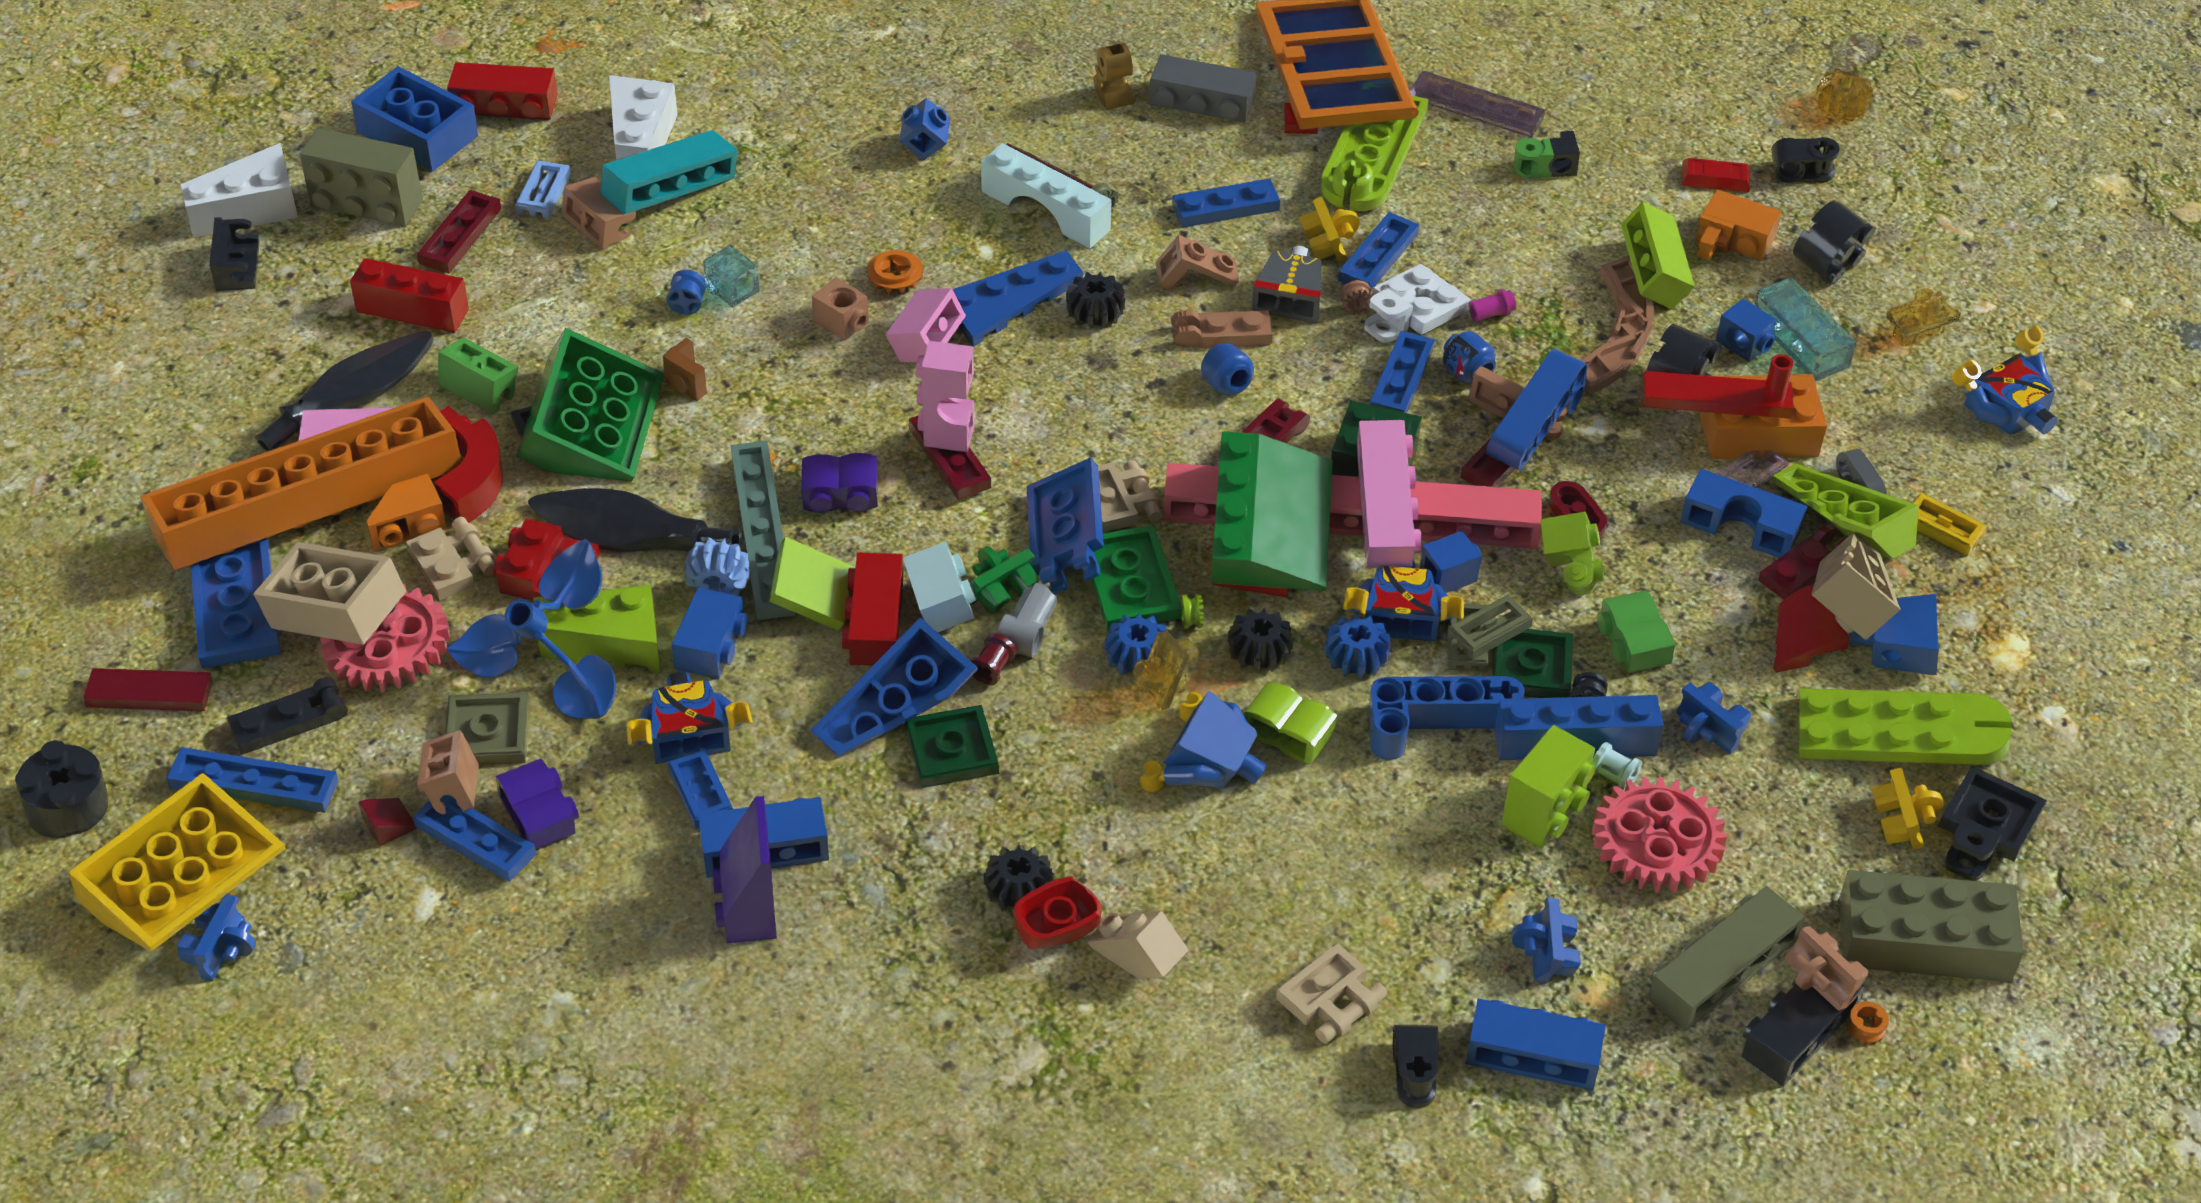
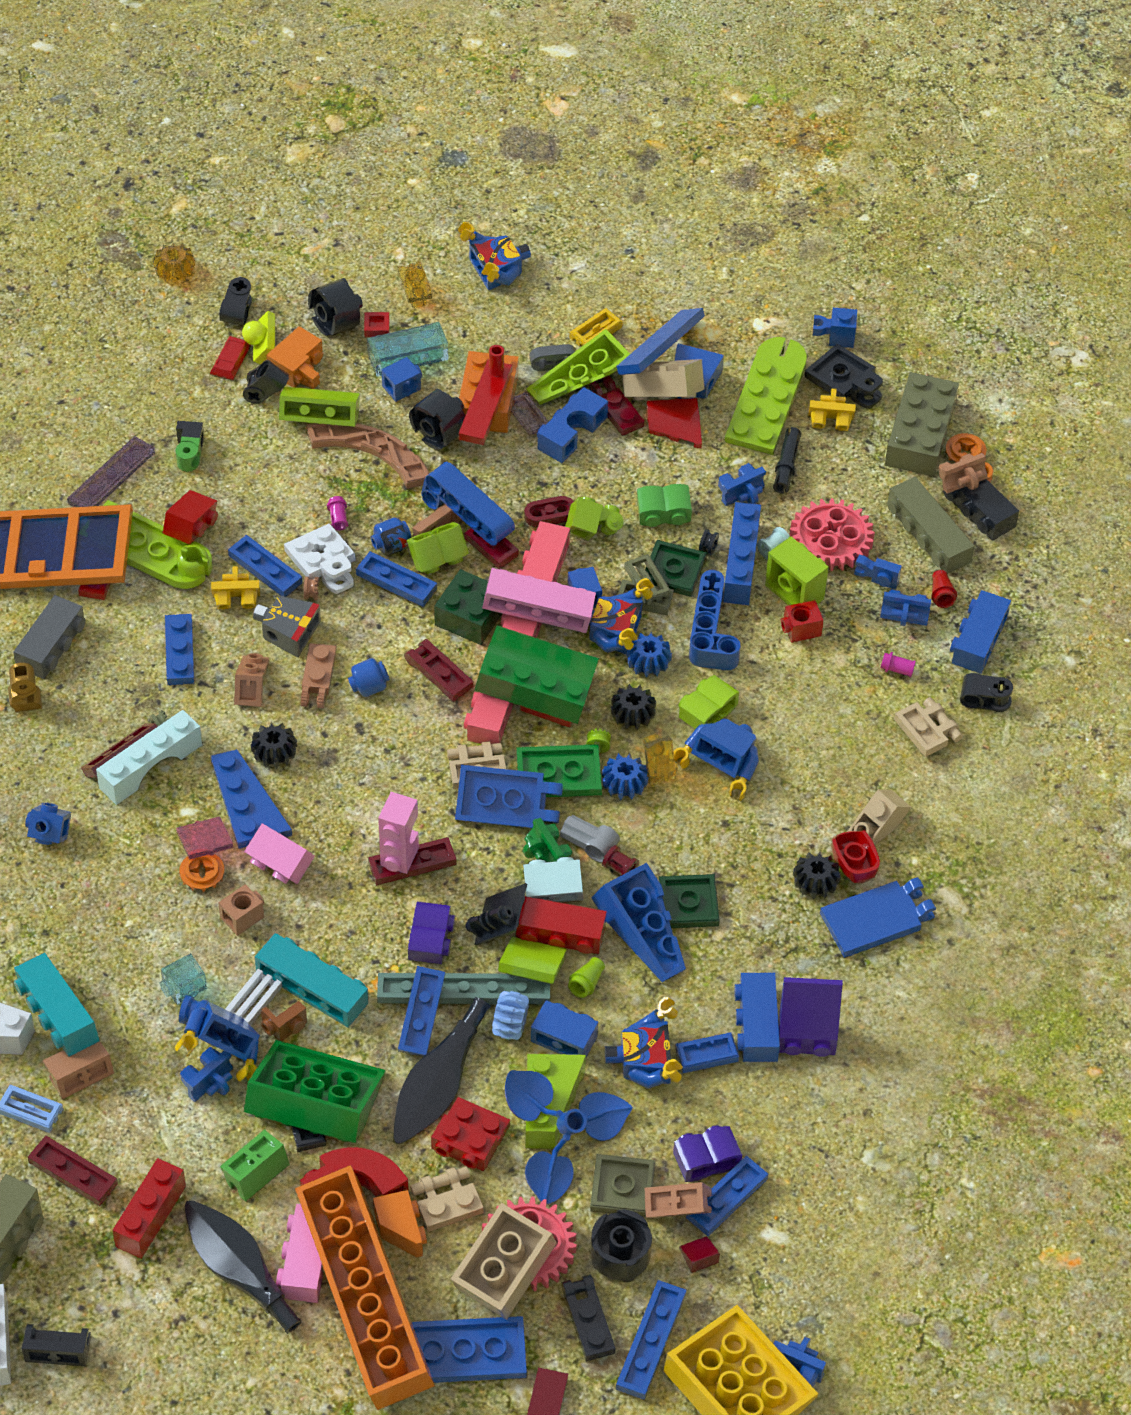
camera: 80 degrees left, 5 degrees up
(380, 724) = (621, 1245): none -> black brick
(597, 320) = (211, 1078): none -> blue hips
(647, 305) = (225, 1032): none -> blue torso
(711, 484) = (421, 1011): none -> blue plate
(722, 340) = (266, 980): none -> white tile
(748, 385) = (312, 979): none -> teal brick
(799, 647) = (584, 980): none -> lime cone
(857, 536) = (499, 915): none -> black hinge
(941, 263) = (204, 837): none -> clear pink piece
(967, 963) = (877, 916): none -> blue tile
(1422, 166) = (190, 517): none -> red brick
(1438, 935) = (897, 664): none -> dark pink pin
(1461, 400) = (438, 547): none -> lime brick
(1478, 815) = (802, 621): none -> red brick
(1603, 987) = (943, 591): none -> red cone
(1604, 907) = (882, 572): none -> blue plate
(1674, 195) = (264, 382): none -> black piece
(1756, 184) = (260, 335): none -> neon yellow tile
(1771, 766) = (785, 467): none -> black pin
(1828, 289) = (376, 323): none -> red tile
(1904, 982) = (966, 442): none -> orange gear
(1927, 572) = (660, 341): none -> tile
(2082, 800) = (840, 327): none -> blue brick

